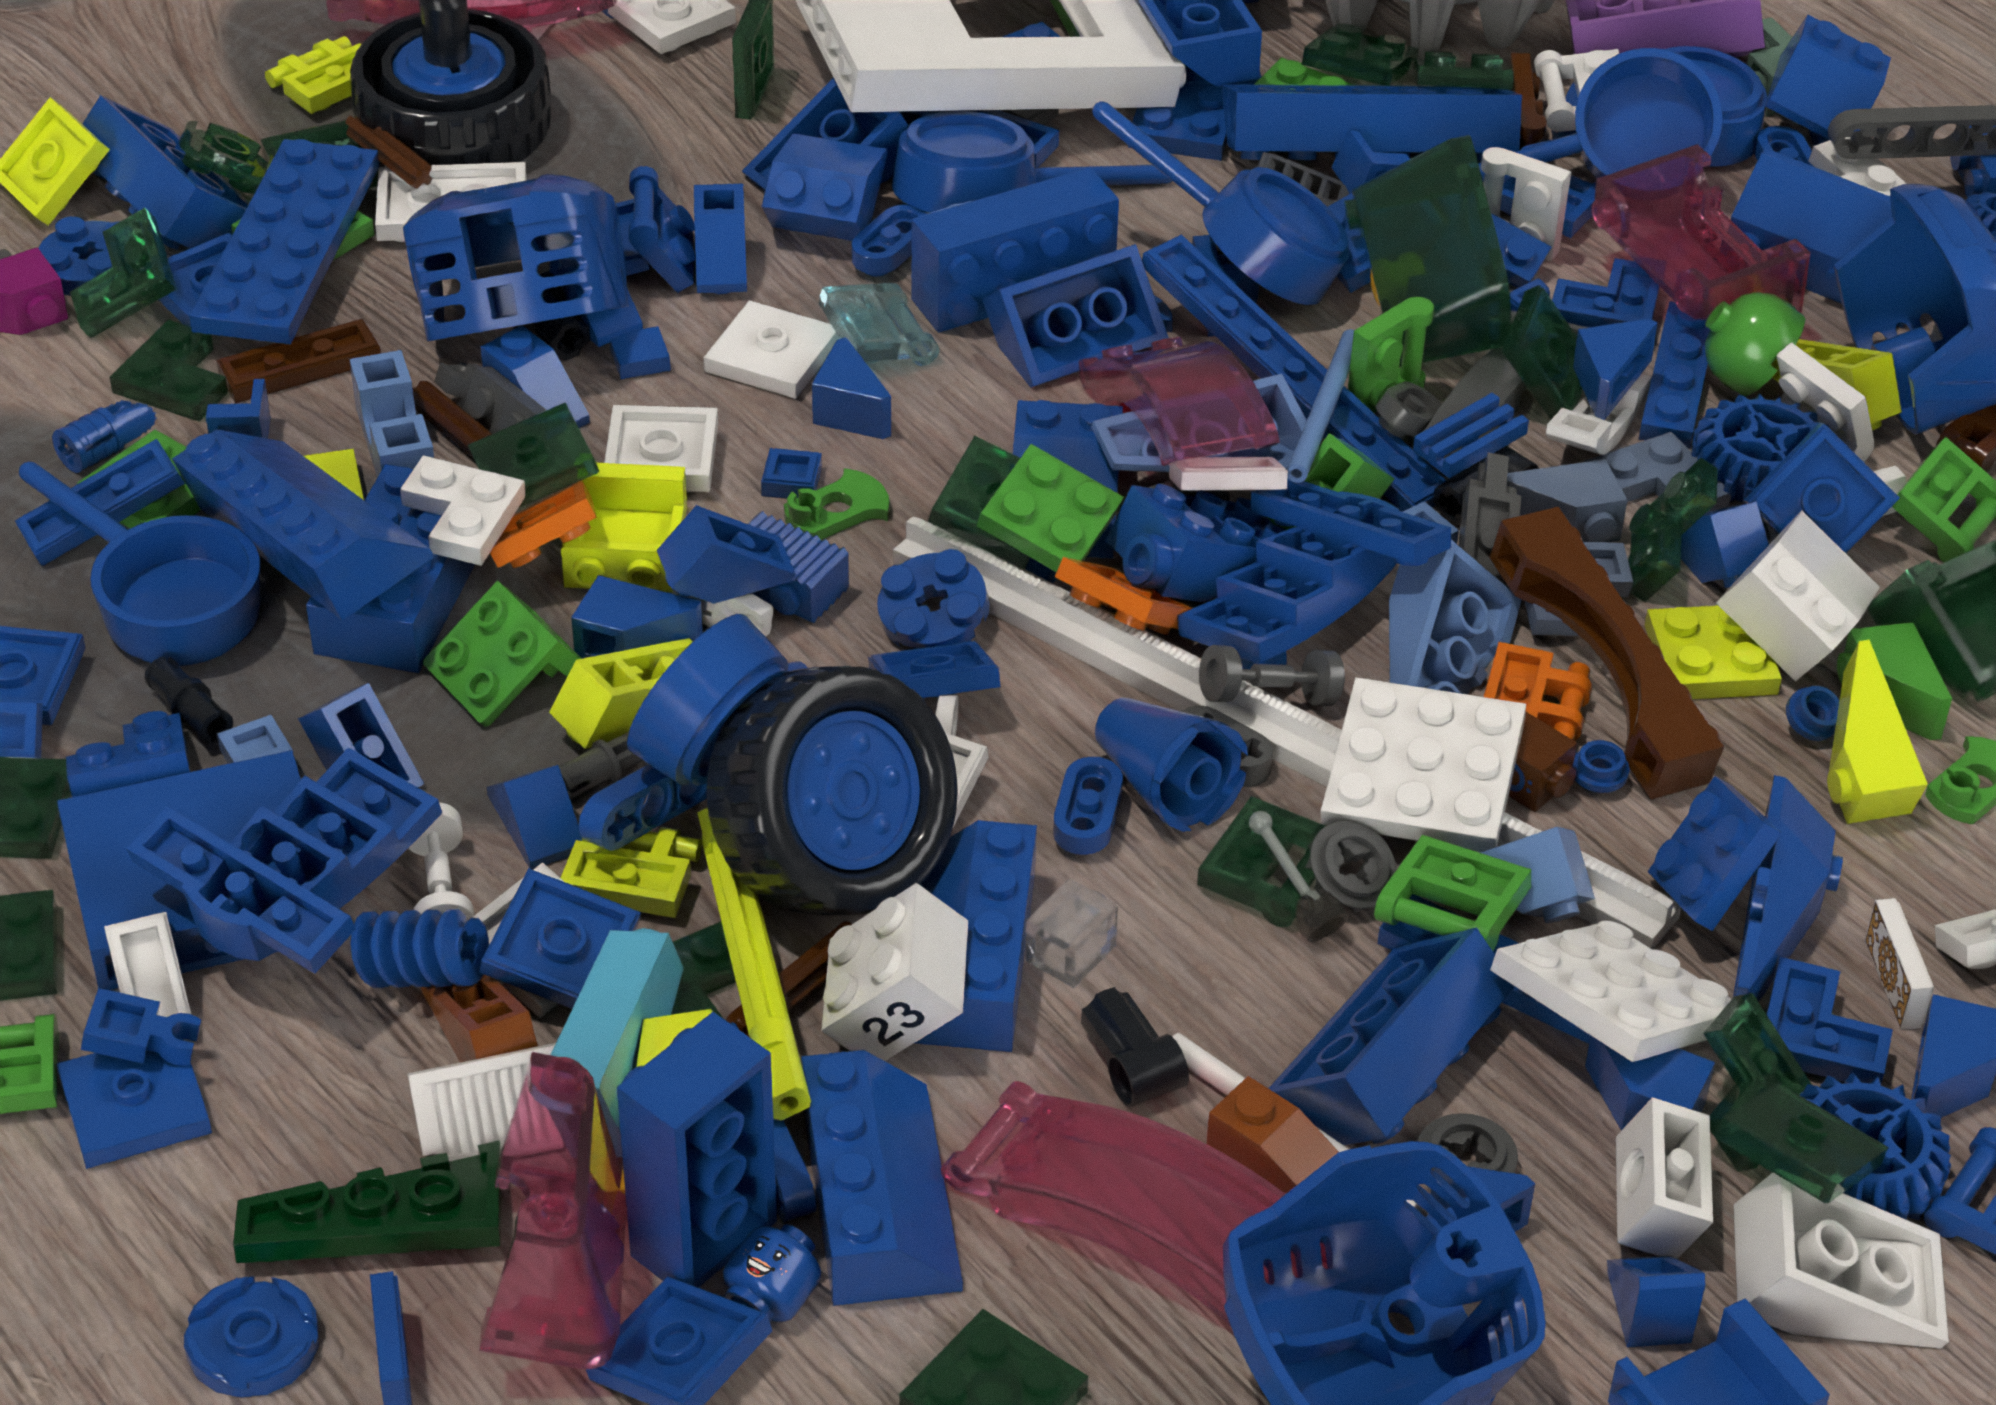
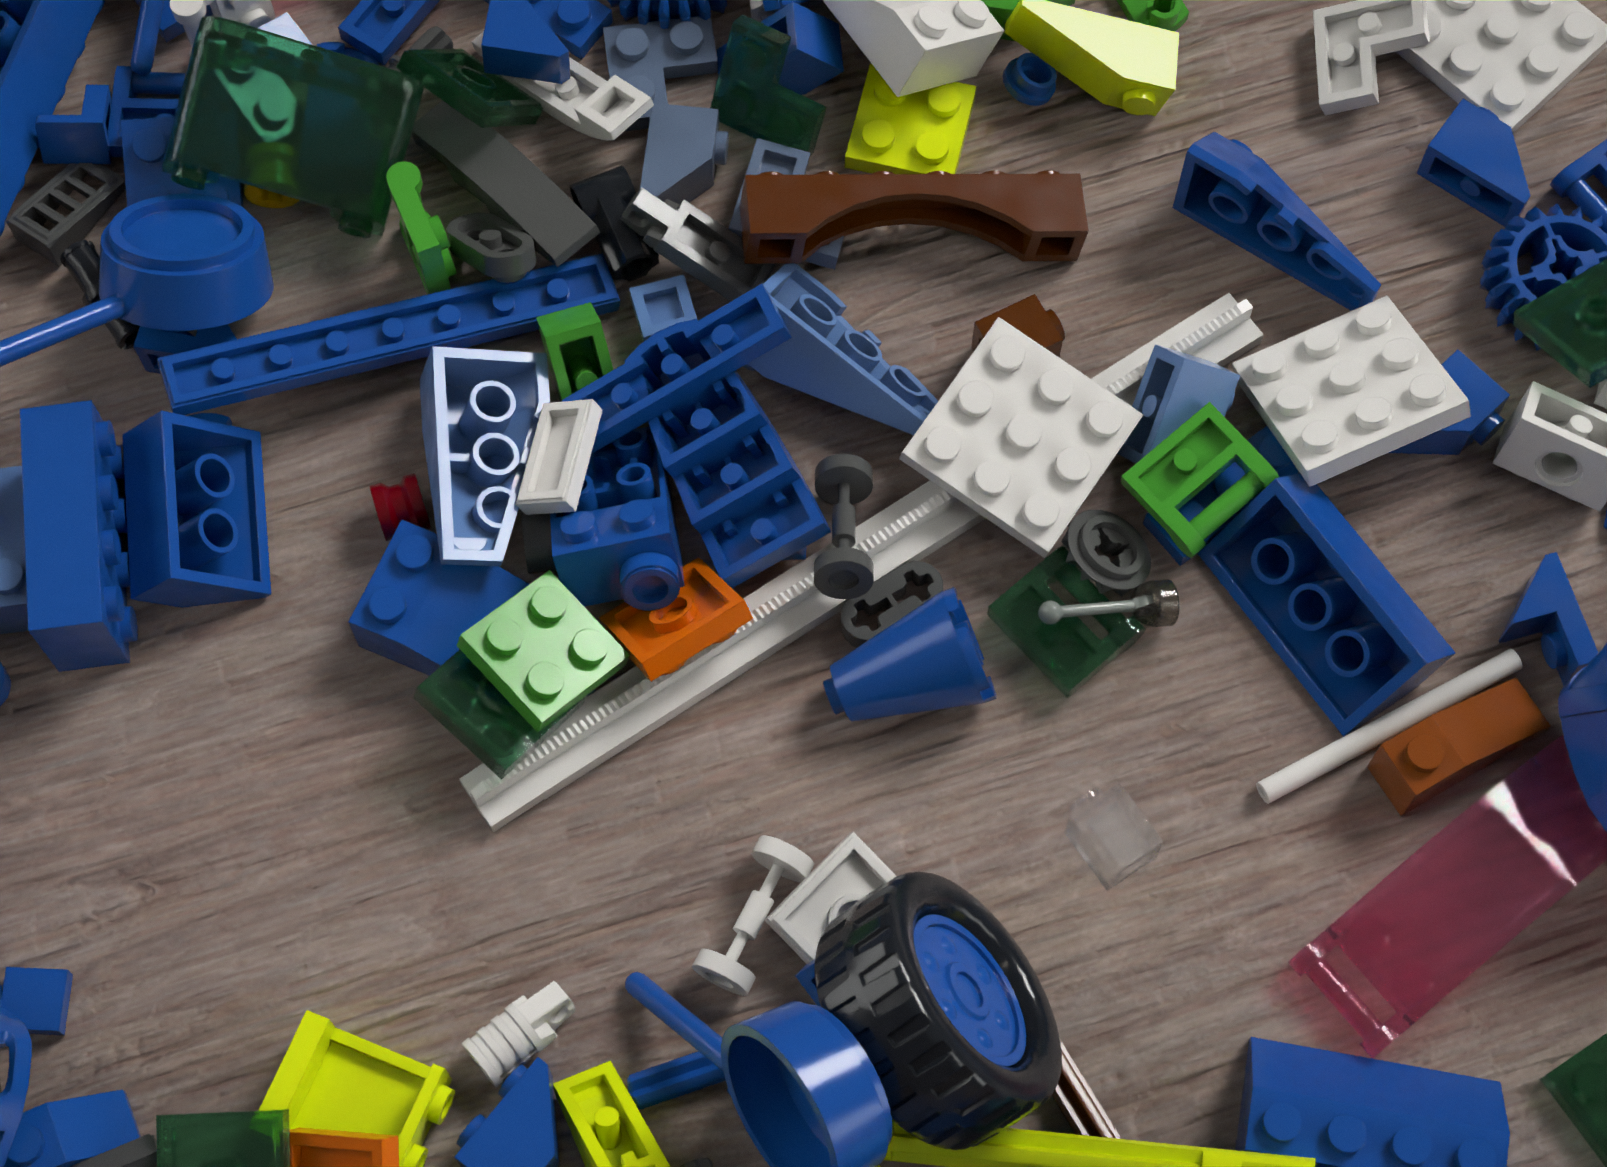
camera: 70 degrees left, 25 degrees up
(665, 438) = (227, 1025): white plate -> none
(722, 557) = (505, 1013): blue slope -> none
(771, 349) = (93, 850): white plate -> none
(790, 471) = (316, 894): blue tile -> none
(818, 566) = (486, 950): blue brick -> none
(850, 394) = (223, 790): blue slope -> none
(856, 489) = (377, 829): bright green piece -> none
(864, 318) = (111, 737): clear light blue plate -> none
(895, 974) = (1159, 1025): white brick -> none
(930, 576) = (572, 836): blue plate -> none
(940, 668) = (713, 848): blue plate -> none
(990, 882) = (1100, 936): blue slope -> none
(1088, 805) = (943, 759): blue plate -> none
(1137, 1058) = (1290, 829): black piece -> none
(1186, 395) = (436, 456): clear pink windscreen -> none
(1321, 410) = (482, 324): medium blue piece -> none
(1461, 1131) = (1468, 567): dark grey gear -> none
(1464, 430) = (566, 167): blue tile -> none
(1526, 676) = (918, 316): orange plate -> none
(1601, 767) = (1039, 273): blue plate -> none
(1713, 852) = (1222, 241): blue plate -> none
(1754, 1059) = (1462, 316): clear green plate -> none
(1817, 1039) = (1411, 262): blue plate -> none
(1899, 964) = (1358, 153): white tile -> none

